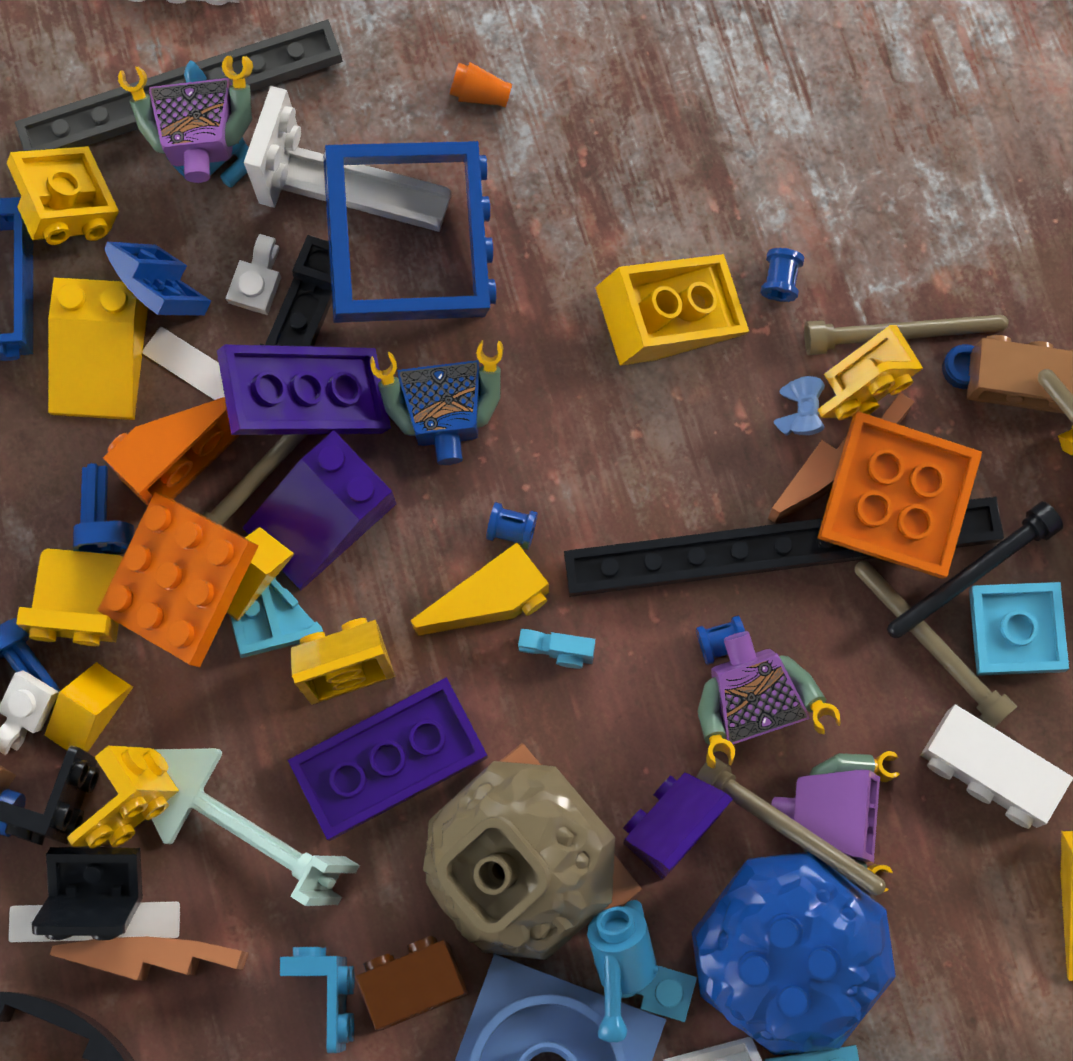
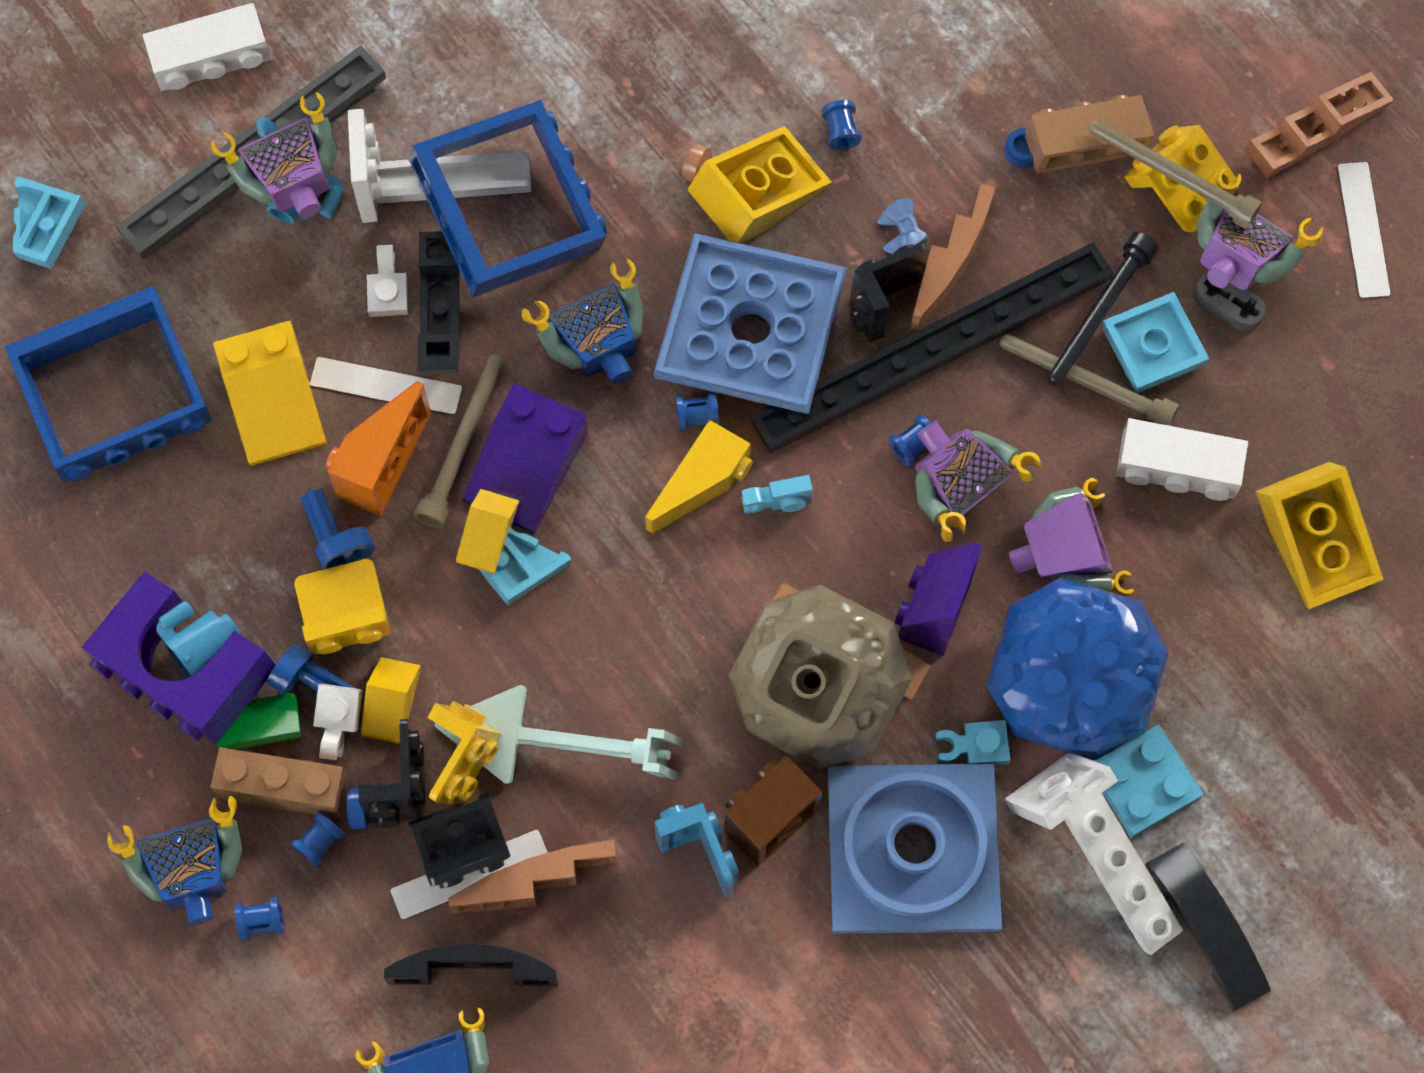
camera: 25 degrees left, 5 degrees down
(62, 194) = (188, 271): yellow plate -> none
(155, 278) = (302, 313): blue slope -> none
(177, 579) = (432, 551): orange plate -> none
(301, 390) = (474, 358): dark purple plate -> none
(341, 661) = (601, 572): yellow slope -> none
(387, 759) = (670, 641): dark purple plate -> none
(478, 86) = (516, 57): orange cone -> none
(589, 402) = (735, 280): none -> medium blue piece
(615, 257) = (694, 160): none -> nougat tile
(622, 960) = (938, 724): dark azure piece -> none
(724, 780) = (1048, 567): dark tan piece -> none
(748, 455) = (879, 279): none -> black bracket
(822, 336) = (895, 164): dark tan piece -> none
(870, 374) = (950, 177): yellow bracket -> none
(900, 495) = (1015, 266): orange plate -> none

